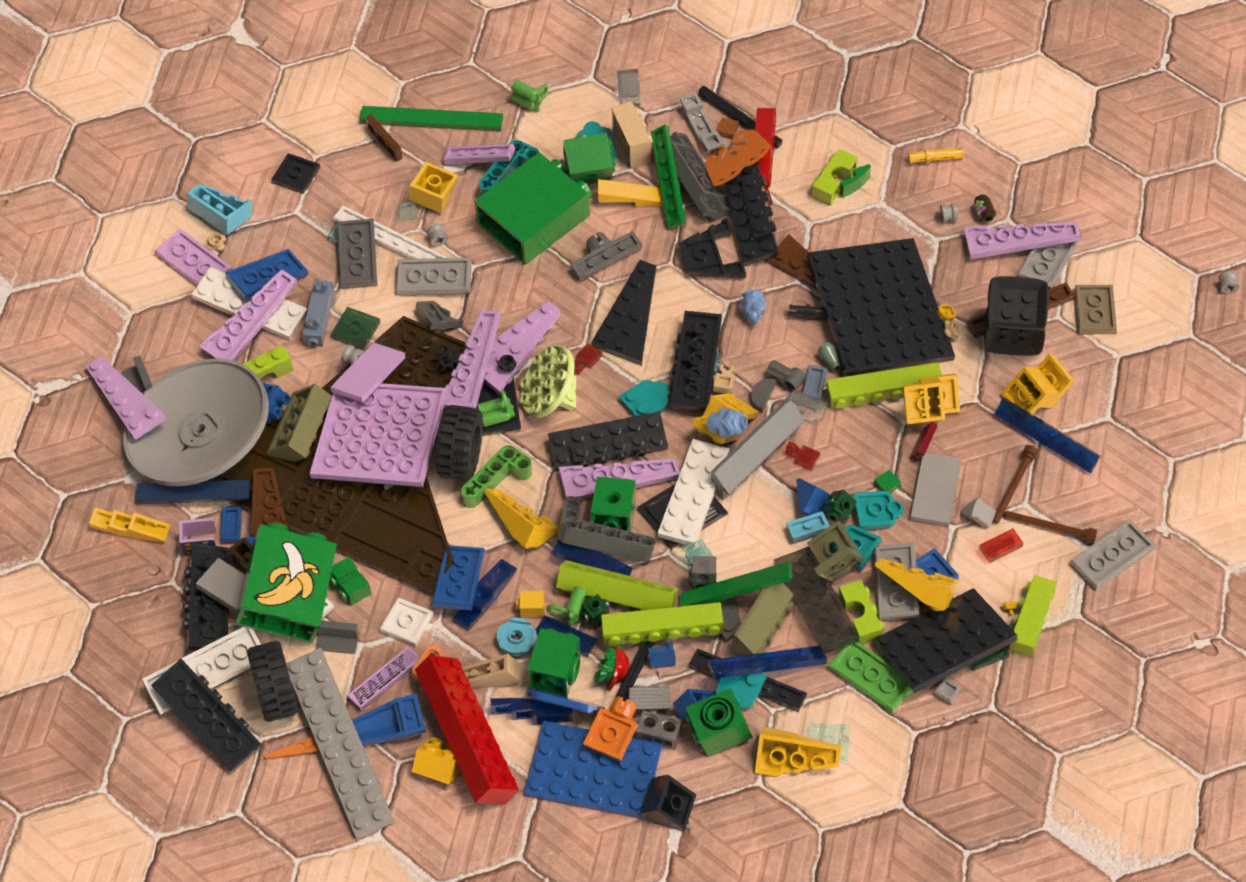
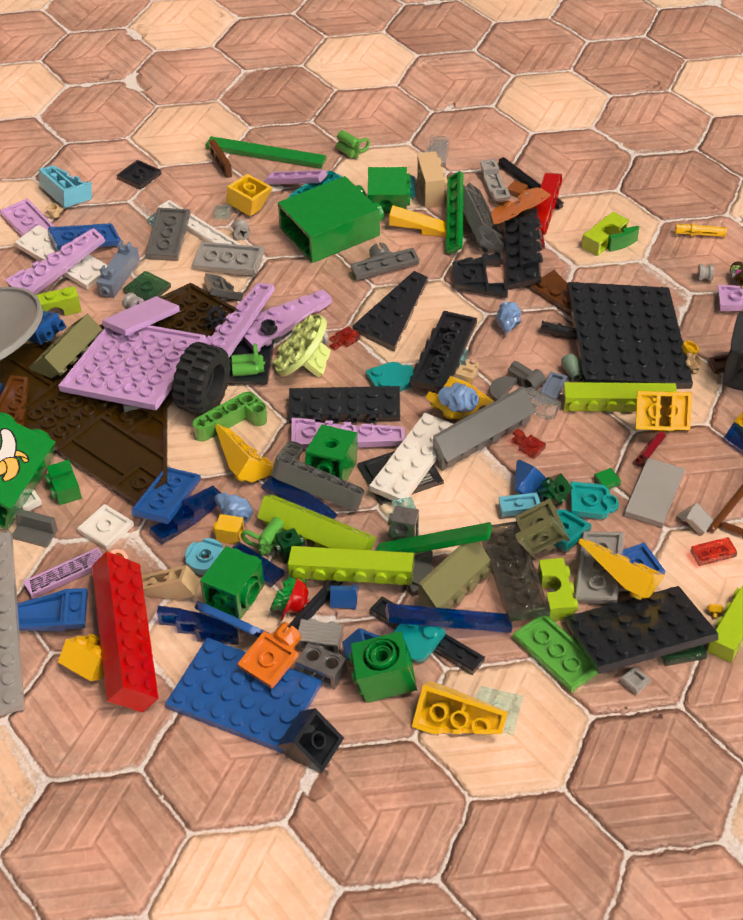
camera: 10 degrees right, 10 degrees down
(530, 579) = (234, 506): none -> medium blue head

